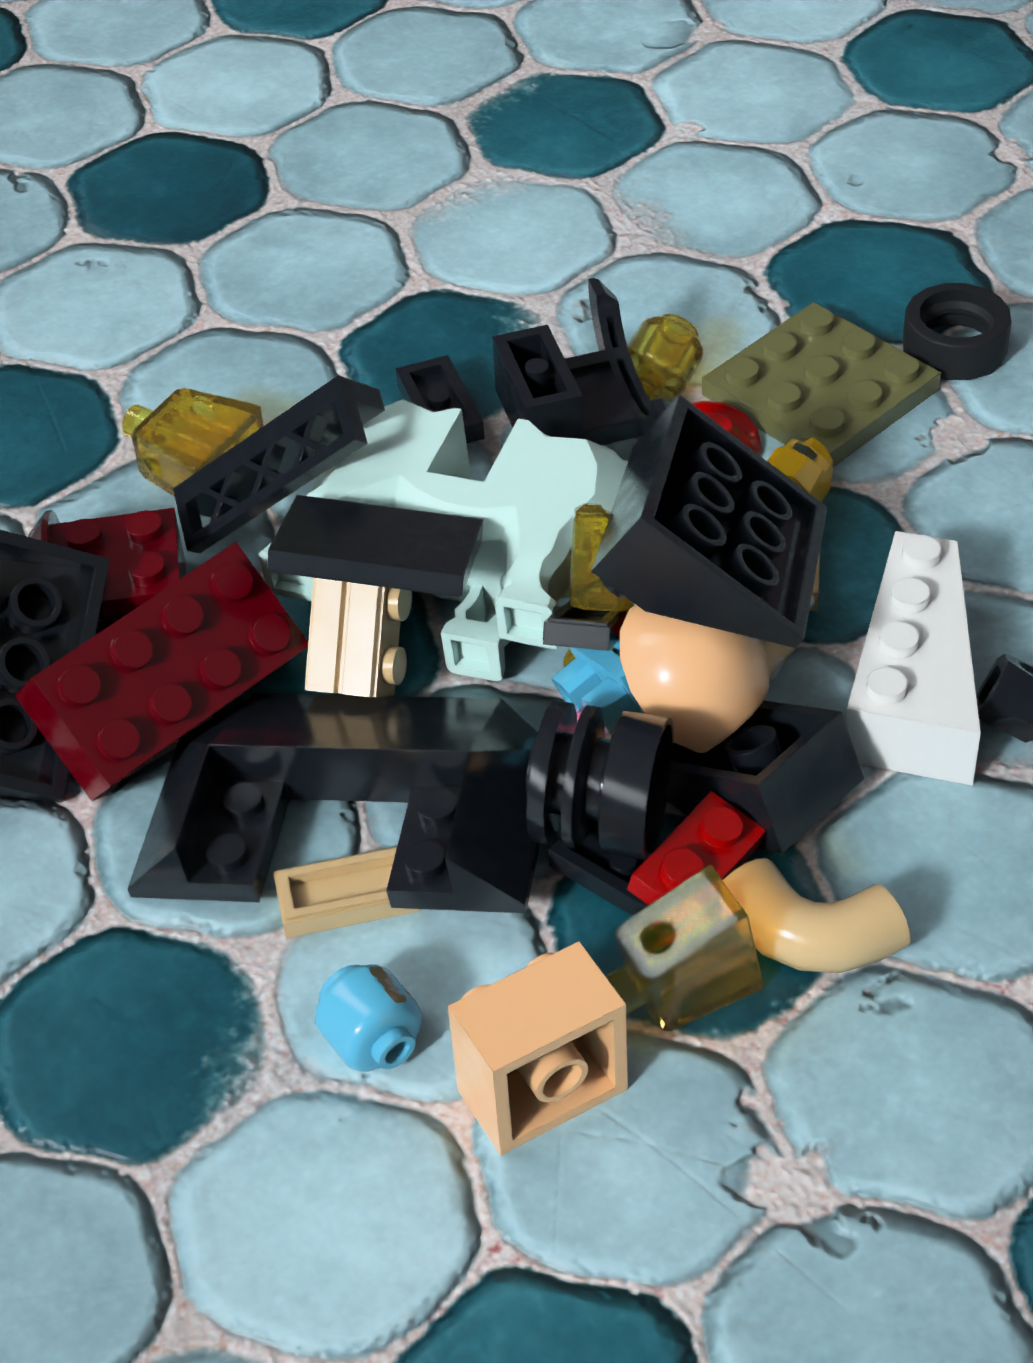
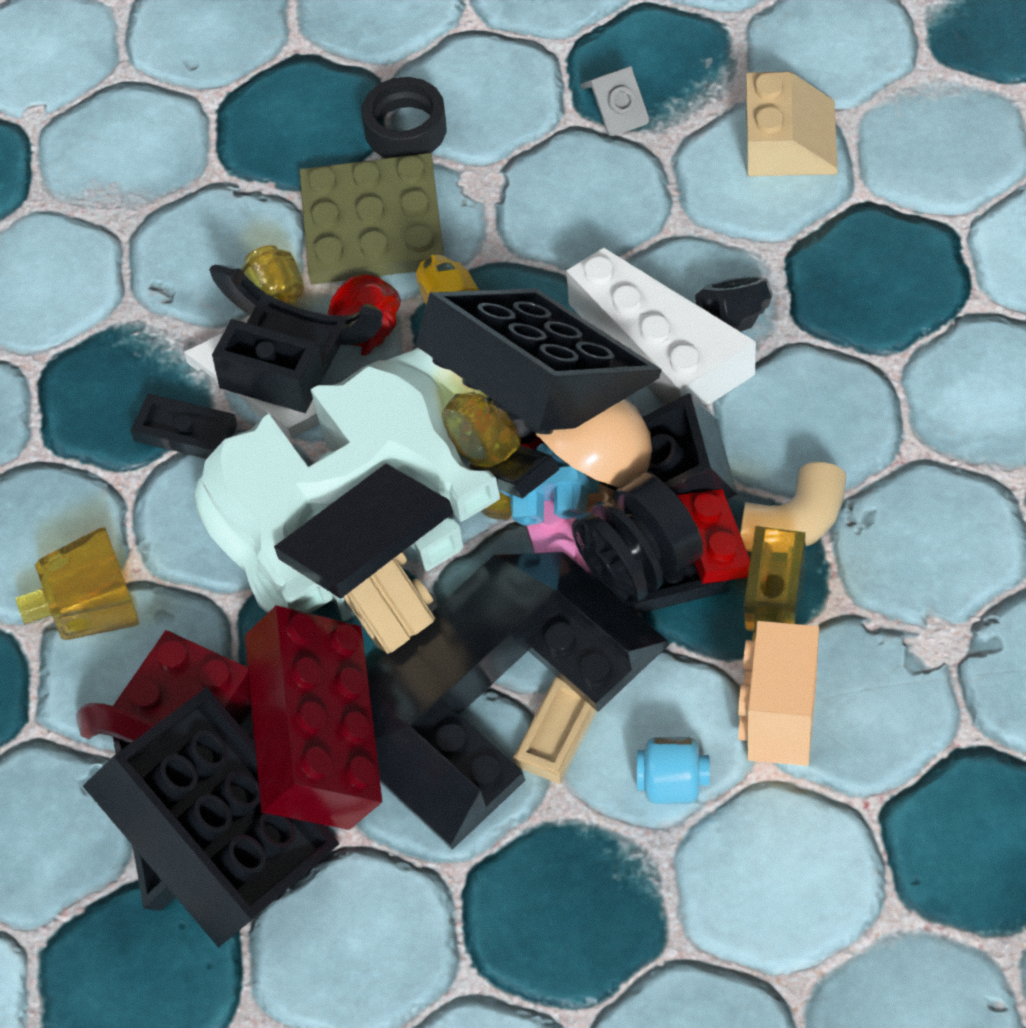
camera: 50 degrees left, 10 degrees up
(275, 460) = (193, 532): black fence -> none

